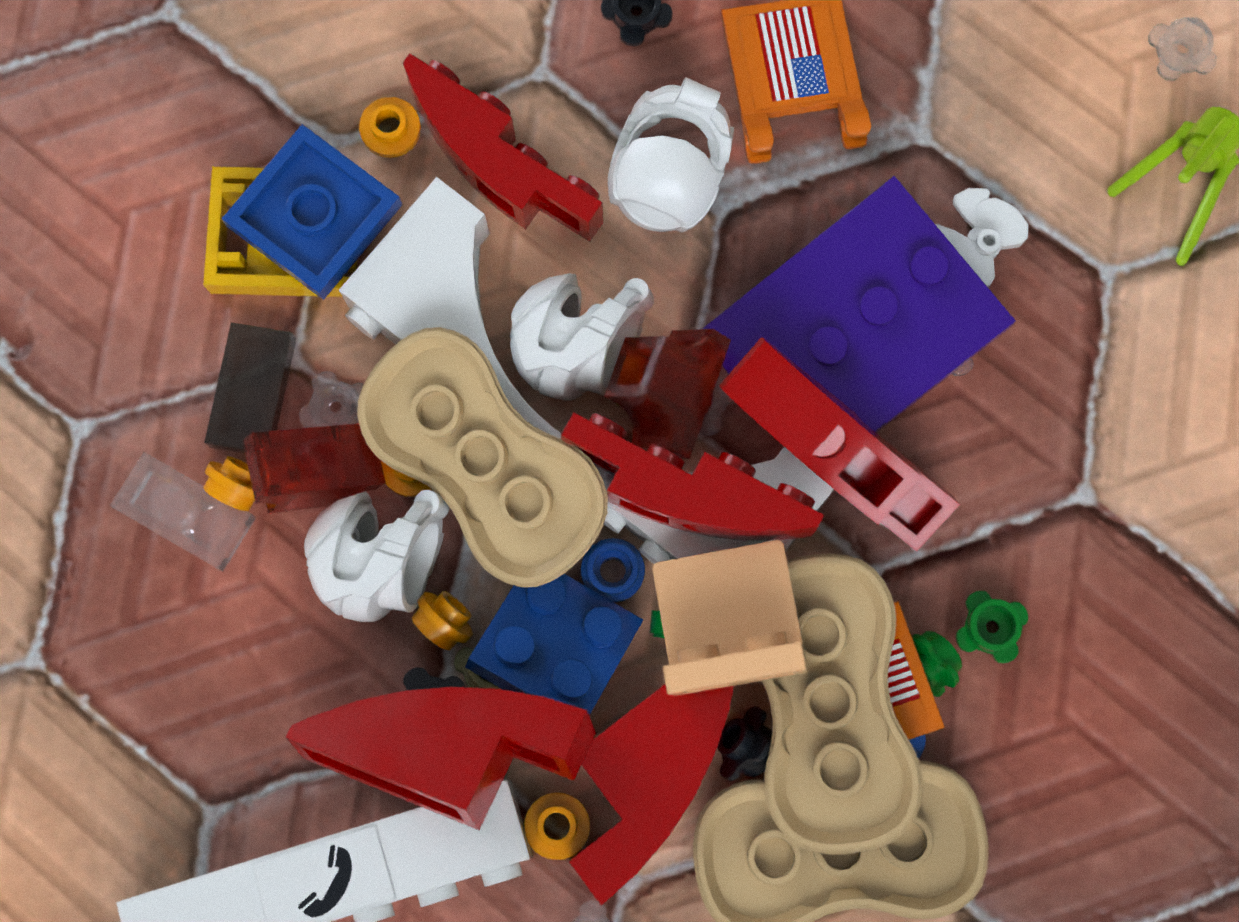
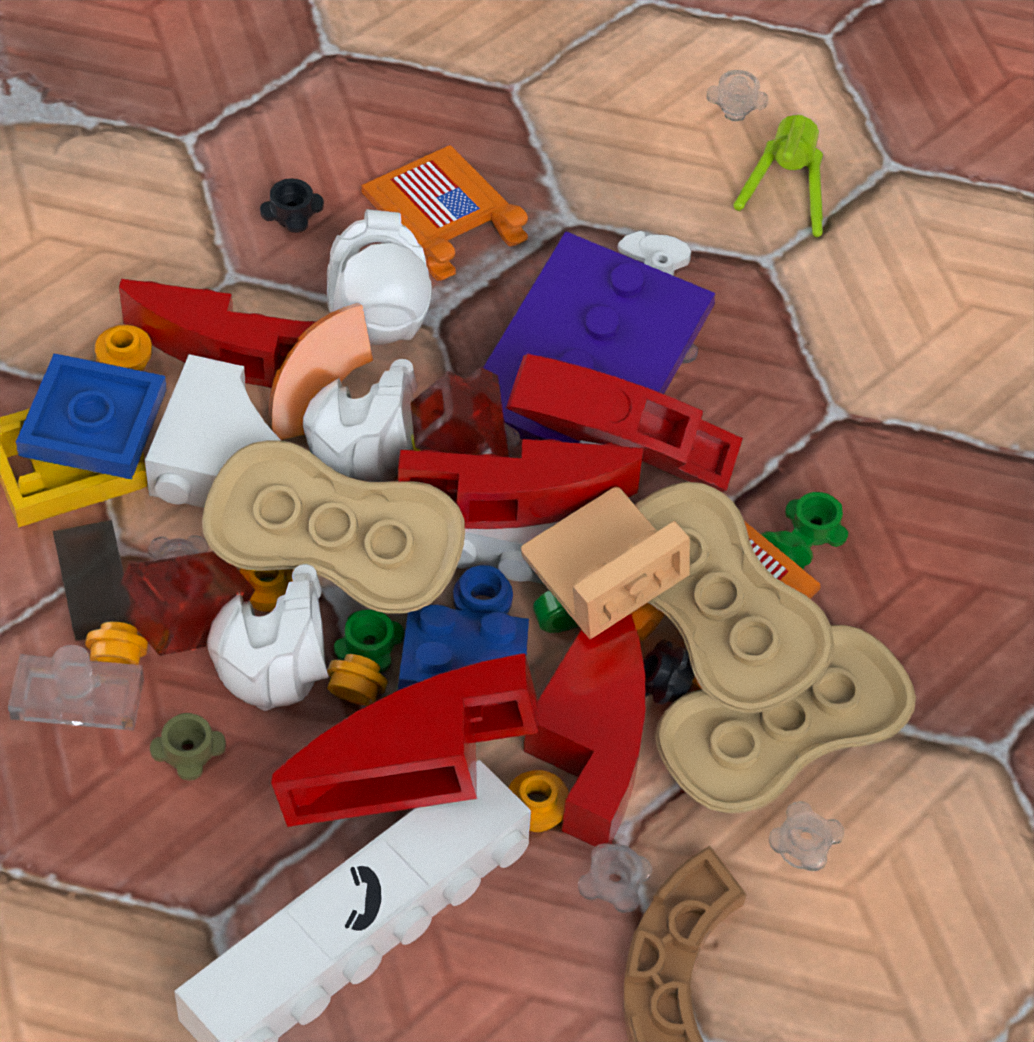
camera: 30 degrees left, 25 degrees down
(240, 614) = (183, 730): none -> olive plate
(477, 593) = (370, 626): none -> green plate
(560, 242) = (322, 355): none -> tile

